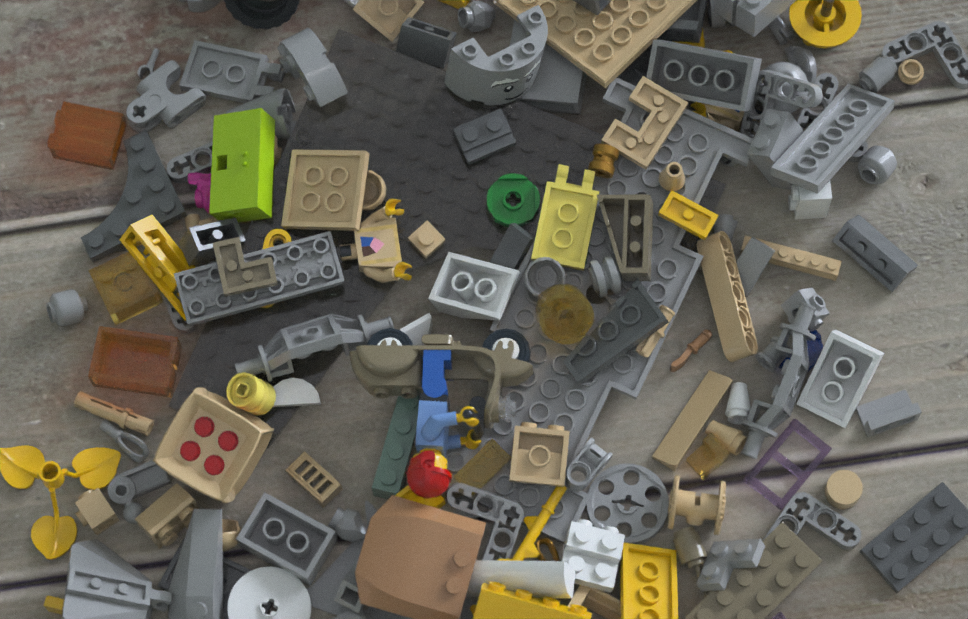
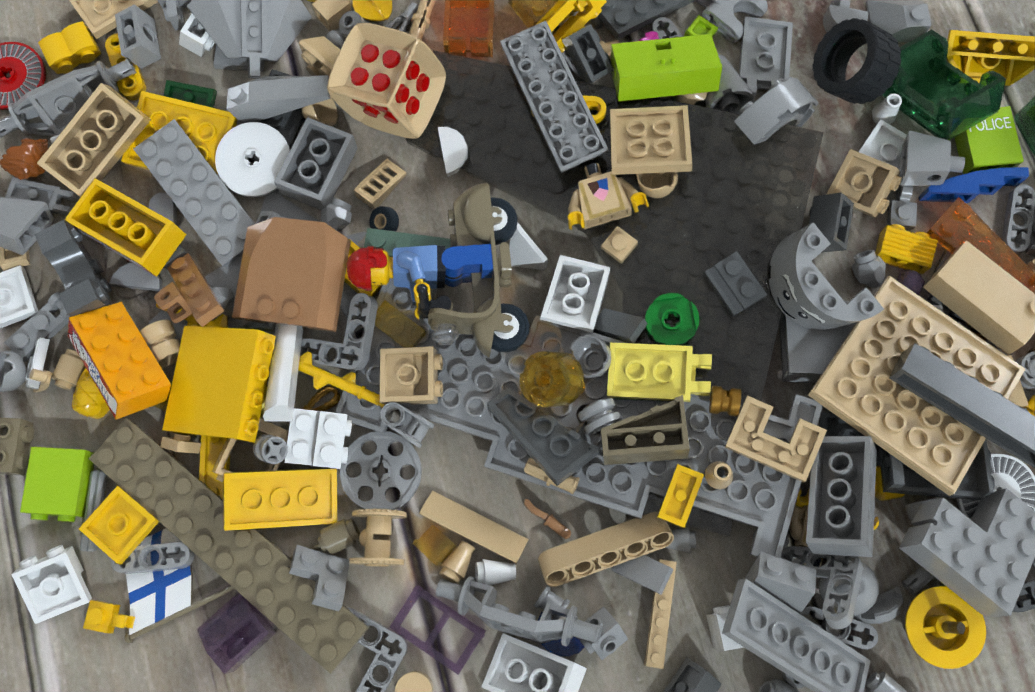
camera: 80 degrees right, 5 degrees up
(187, 132) = (700, 27): none -> lime tile
(239, 275) = (549, 67): dark tan plate -> none
(251, 394) = (442, 107): light yellow wheel -> none
(309, 337) = (503, 153): light grey plate -> none
(352, 471) = (387, 213): none -> black wheel
(600, 597) = (276, 452): none -> light grey wheel

